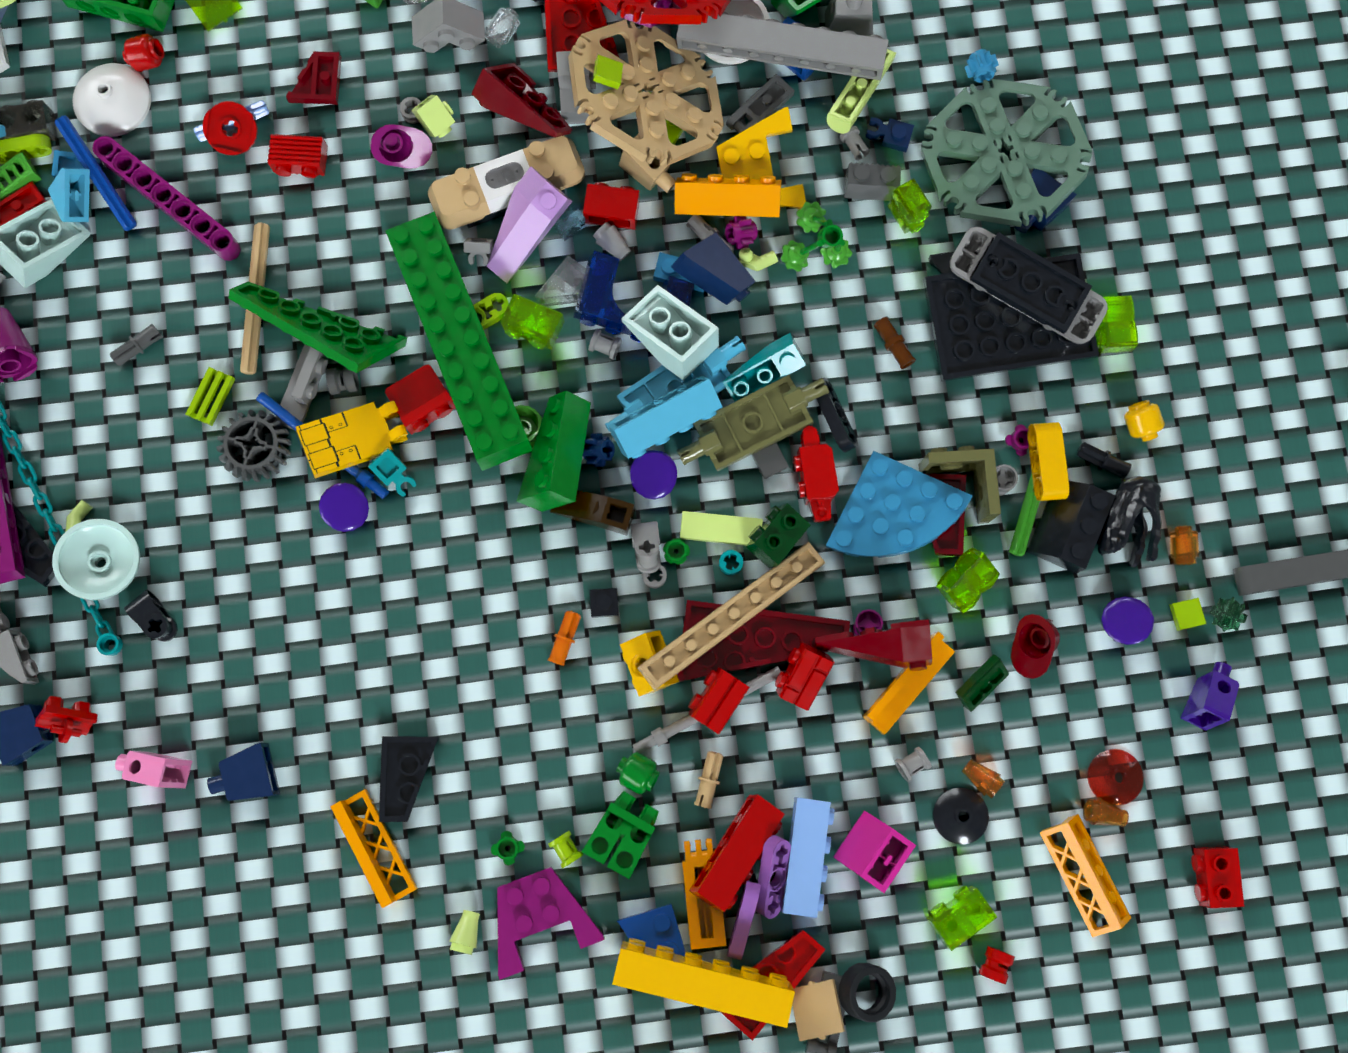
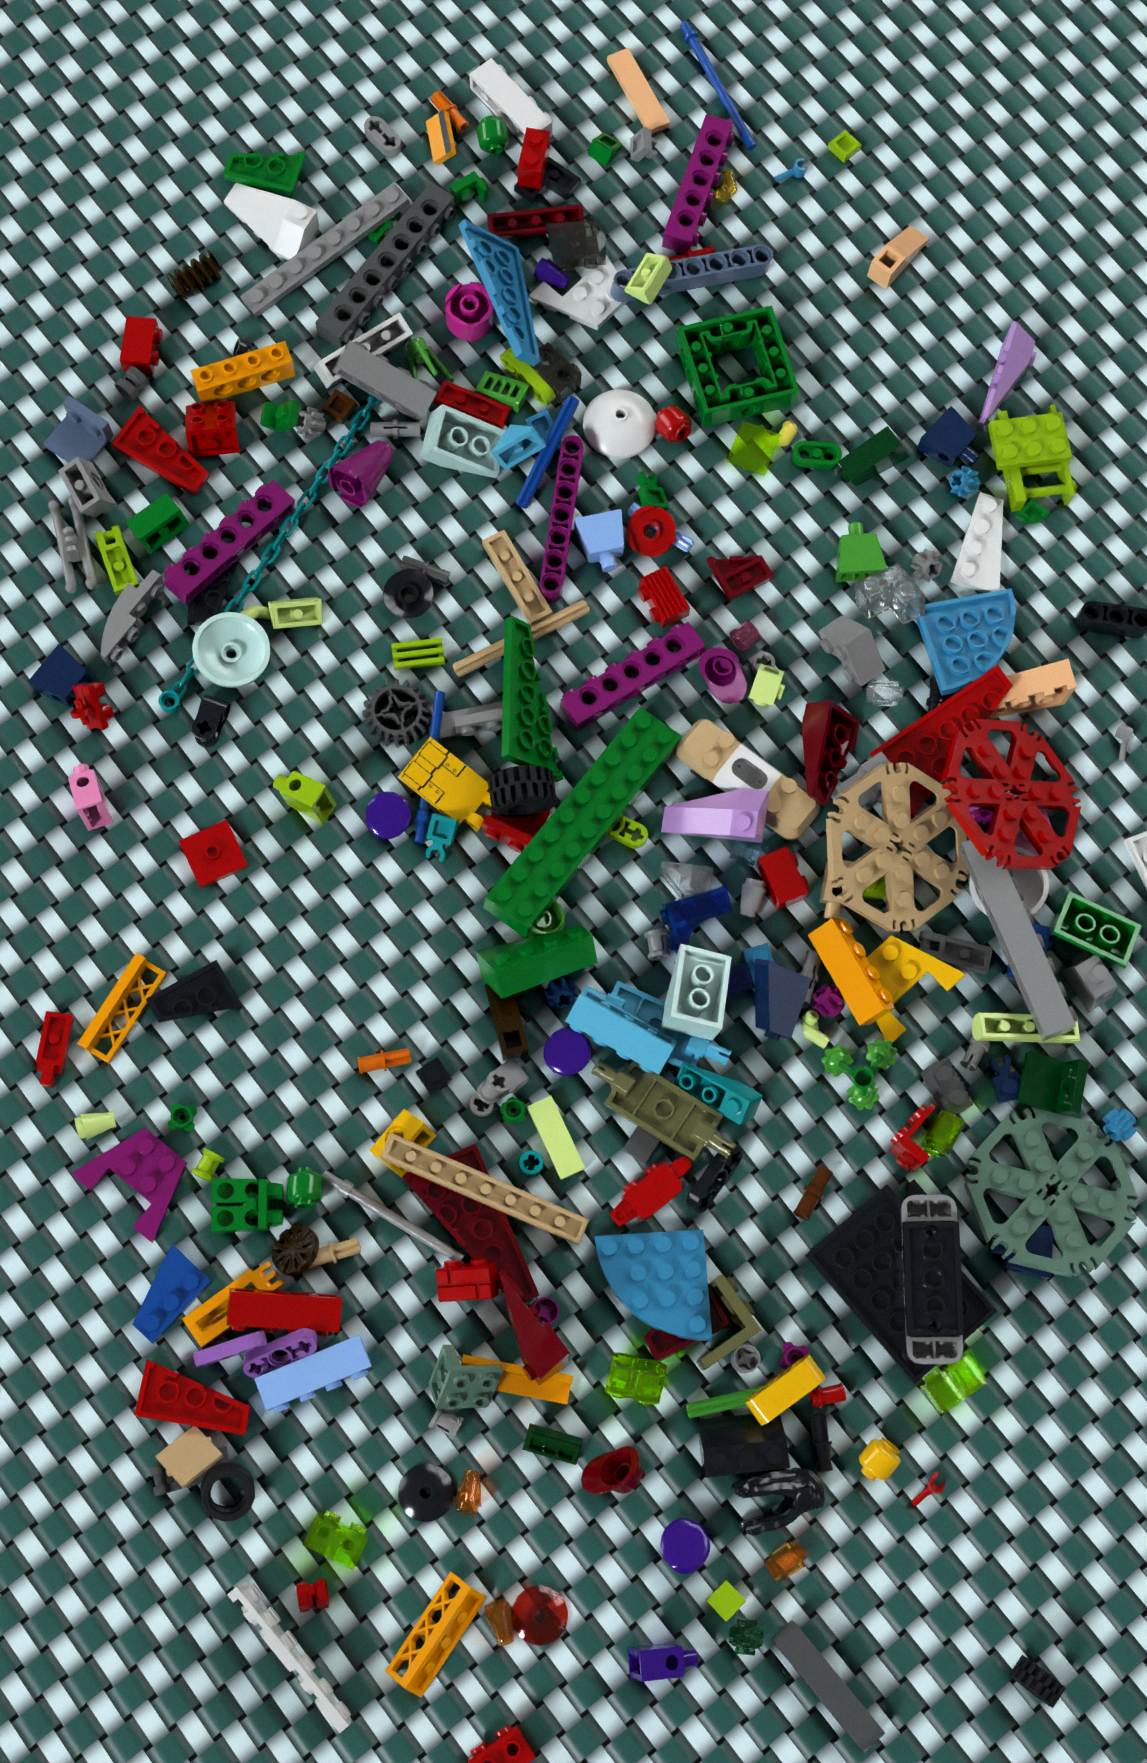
camera: 55 degrees right, 5 degrees down
(100, 482) = (296, 612): none -> yellowish green slope
(136, 370) = (406, 583): none -> black dish
(191, 110) = (649, 493): none -> green plate
(195, 269) = (516, 577): none -> tan plate
(207, 175) = (601, 537): none -> light blue torso
(246, 775) = (125, 872): dark blue torso -> none
(279, 569) = (306, 795): none -> lime torso
(280, 684) = (213, 854): none -> red plate
(341, 380) = (491, 747): dark grey wheel -> none
(359, 286) = (583, 714): none -> magenta brick
(370, 931) = (53, 1046): none -> red hinge
(377, 108) = (745, 636): none -> clear pink wheel
(398, 374) = (522, 791): none -> black tyre
(478, 246) = (677, 790): light grey tile -> none
(532, 322) = (638, 873): clear neon green brick -> none
(608, 72) = (886, 804): lime tile -> none
(689, 812) = (295, 1250): none -> dark brown wheel
(704, 983) = (158, 1341): yellow brick -> none
(717, 700) = (403, 1218): red brick -> none
(777, 535) = (576, 1187): dark green brick -> none
(874, 851) = (350, 1429): dark pink slope -> none
(890, 738) = (462, 1386): none -> sand green bracket
(898, 243) = (908, 1153): none -> red bracket
(919, 94) = (1052, 1083): none -> dark green bracket
(1030, 1017) = (284, 1647): none -> white wing
(1069, 428) = (827, 1395): none -> red pin
(1188, 393) = (931, 1488): none -> red hand

